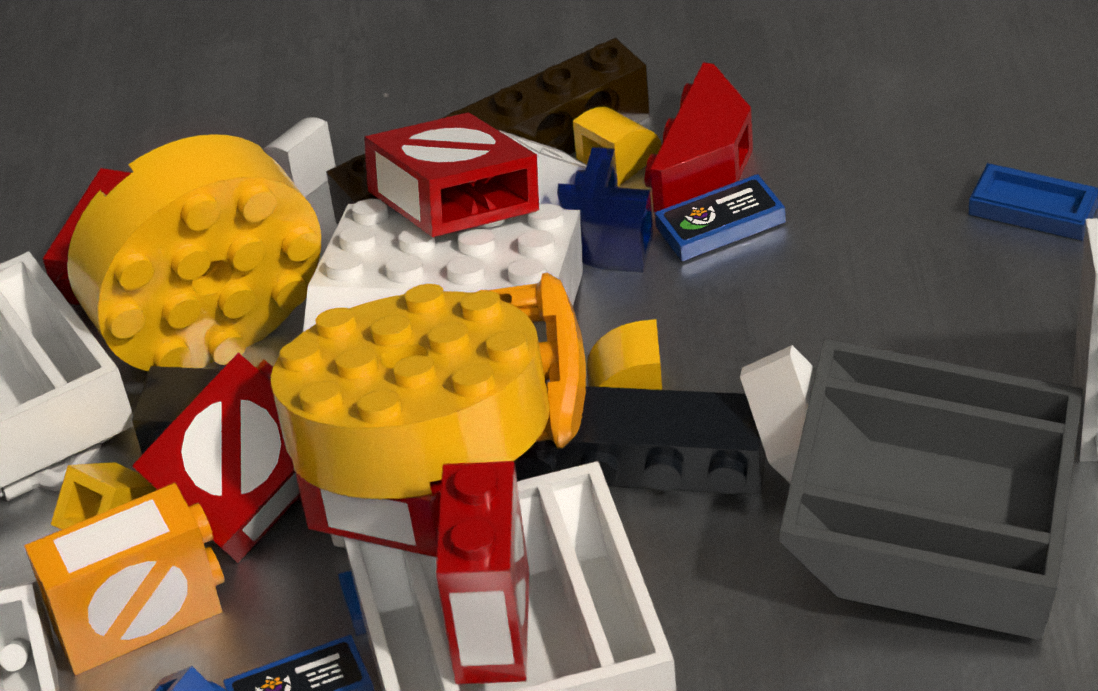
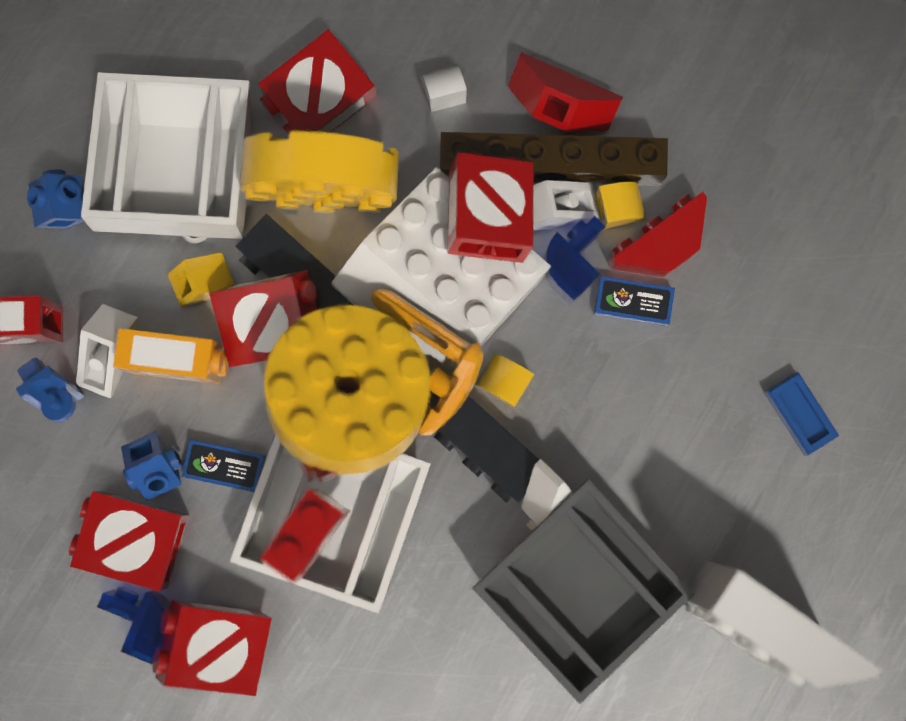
camera: 25 degrees right, 40 degrees up
(444, 84) = (562, 97): none -> red slope

